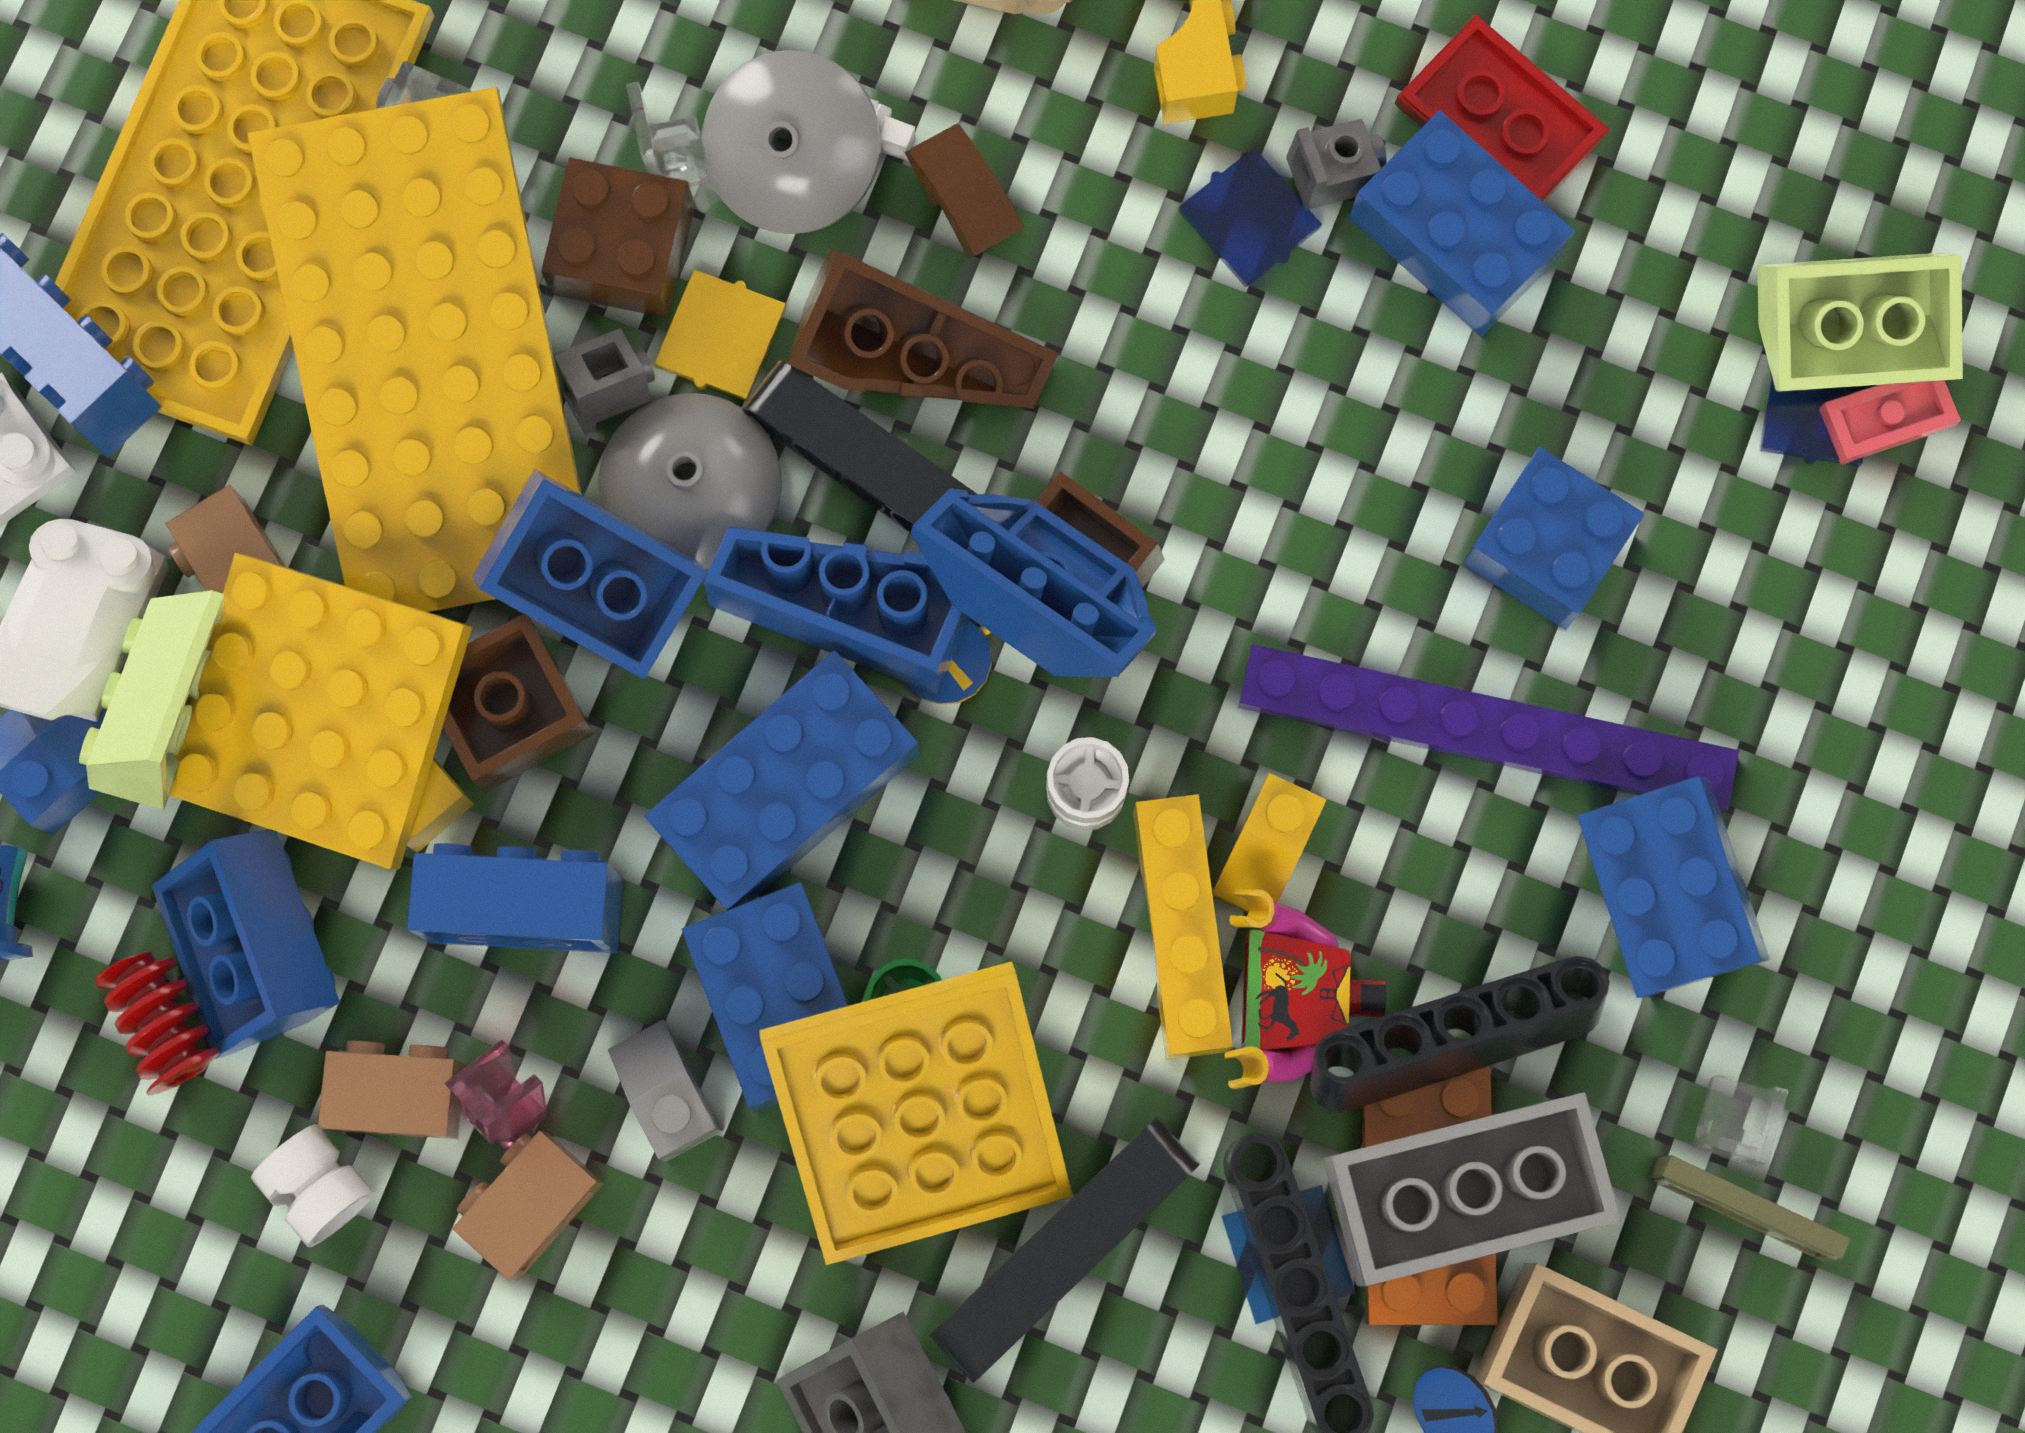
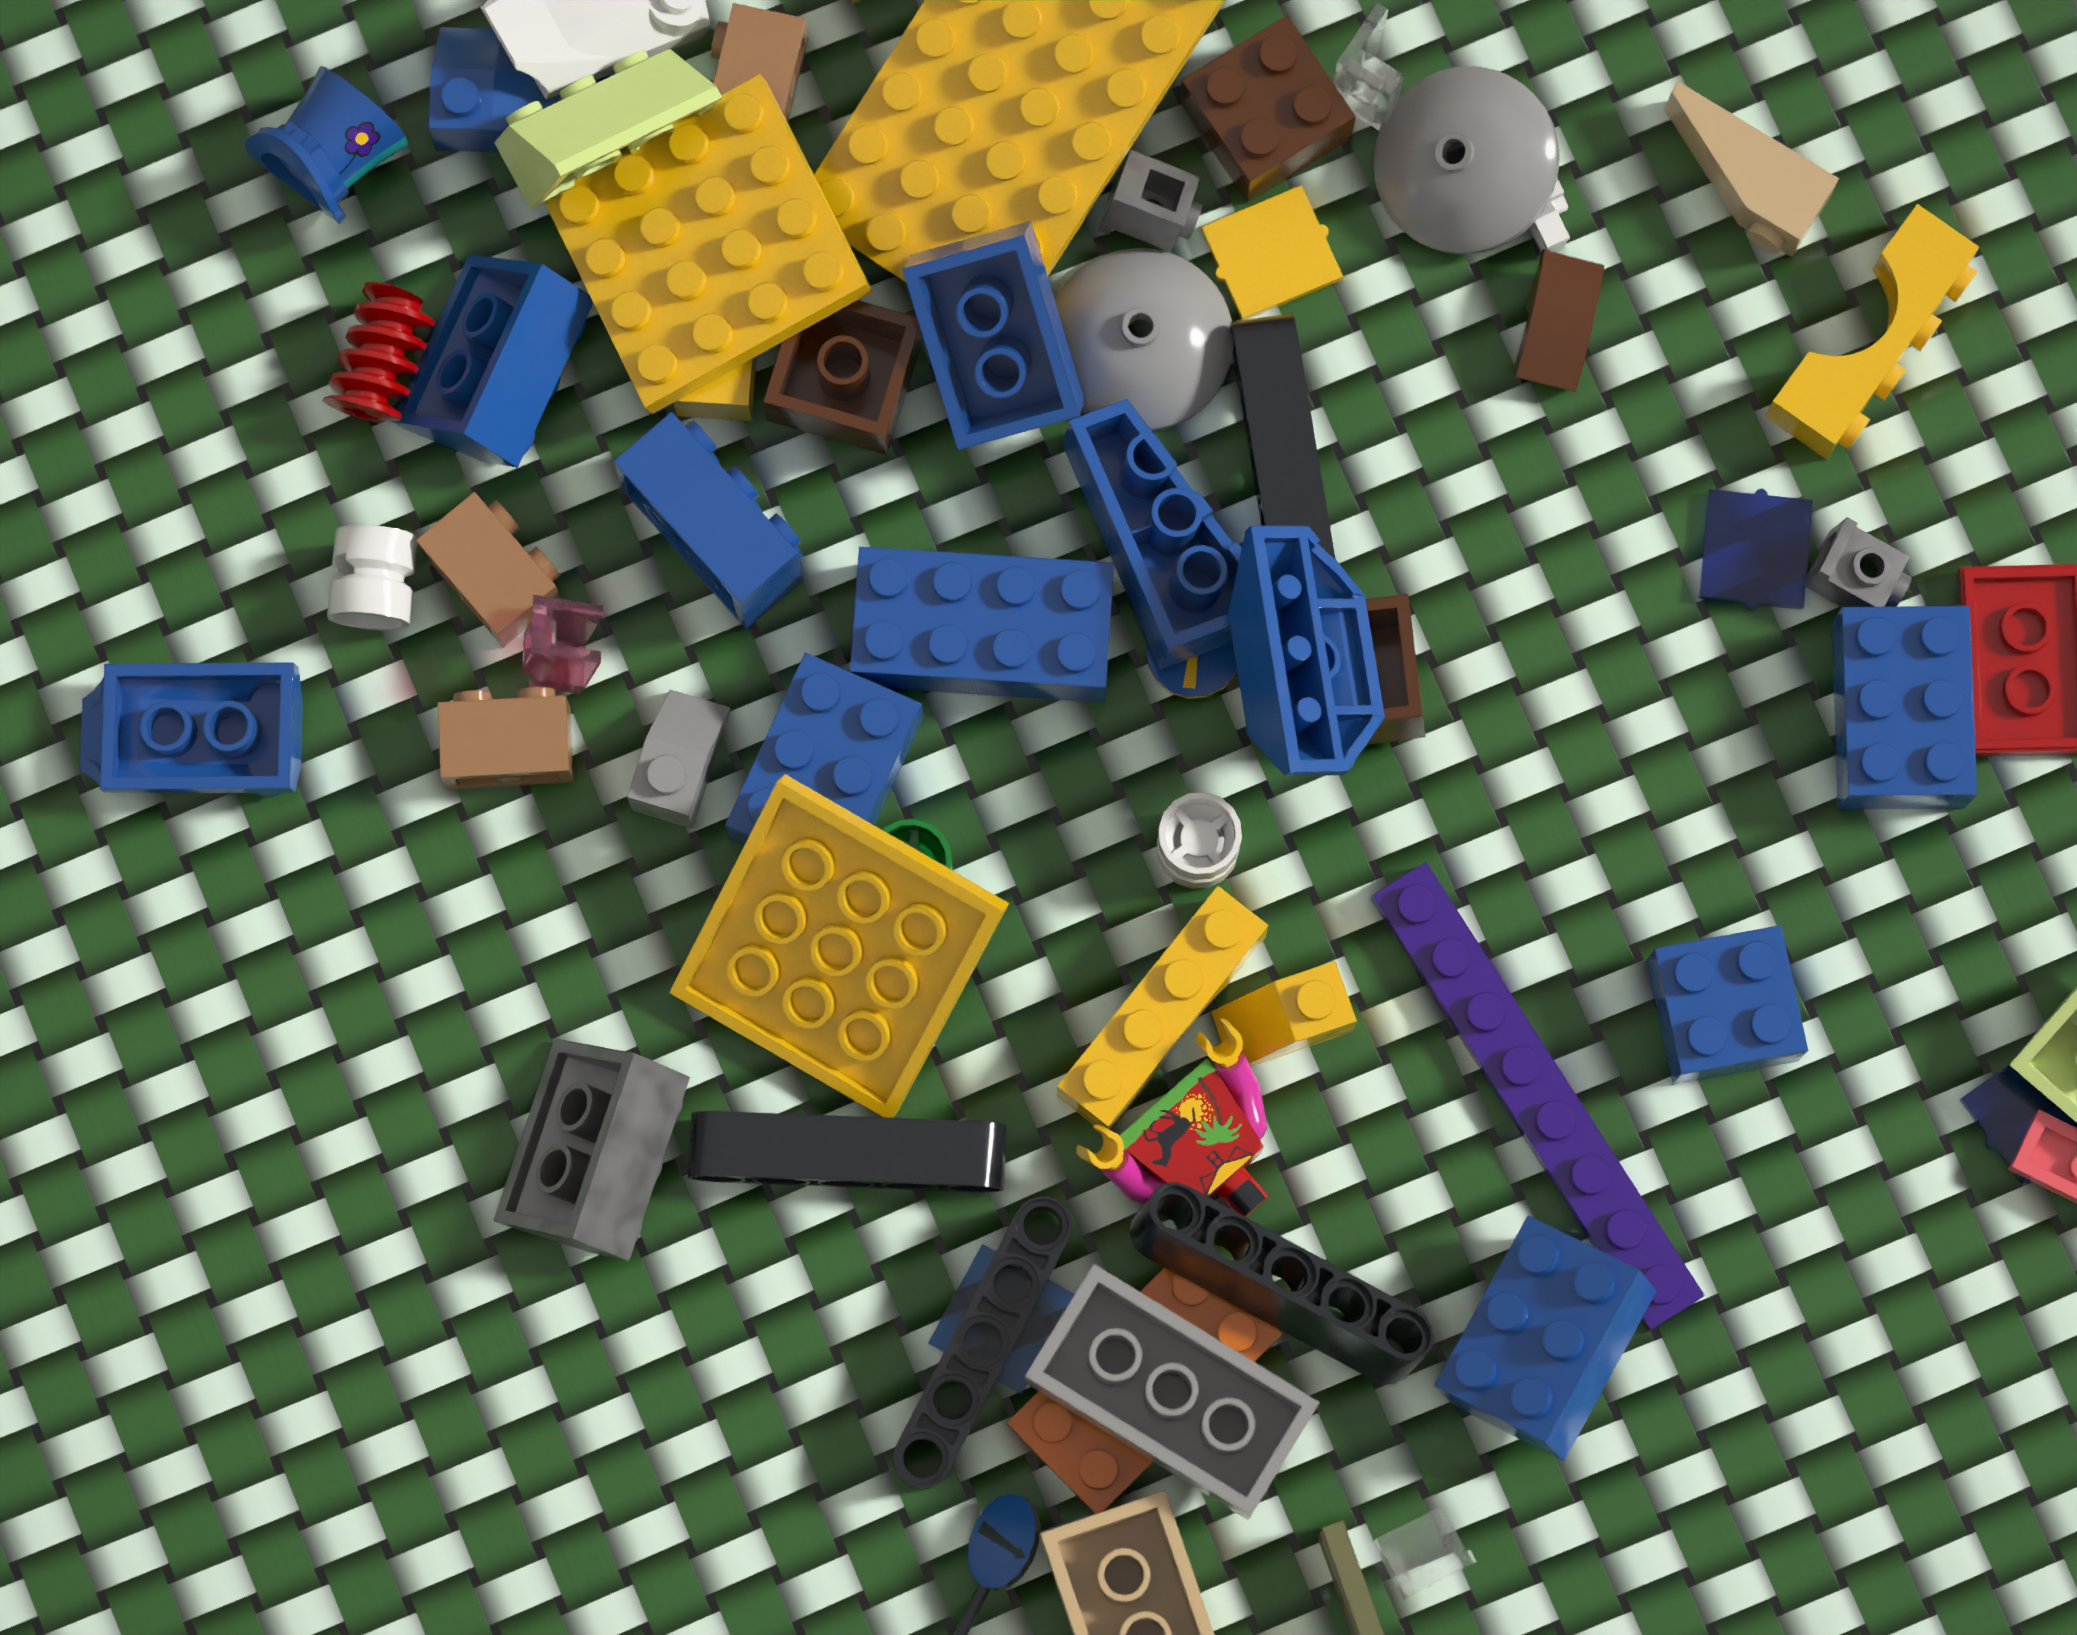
camera: 45 degrees right, 0 degrees up
(894, 338) = (1396, 381): reddish brown wedge -> none

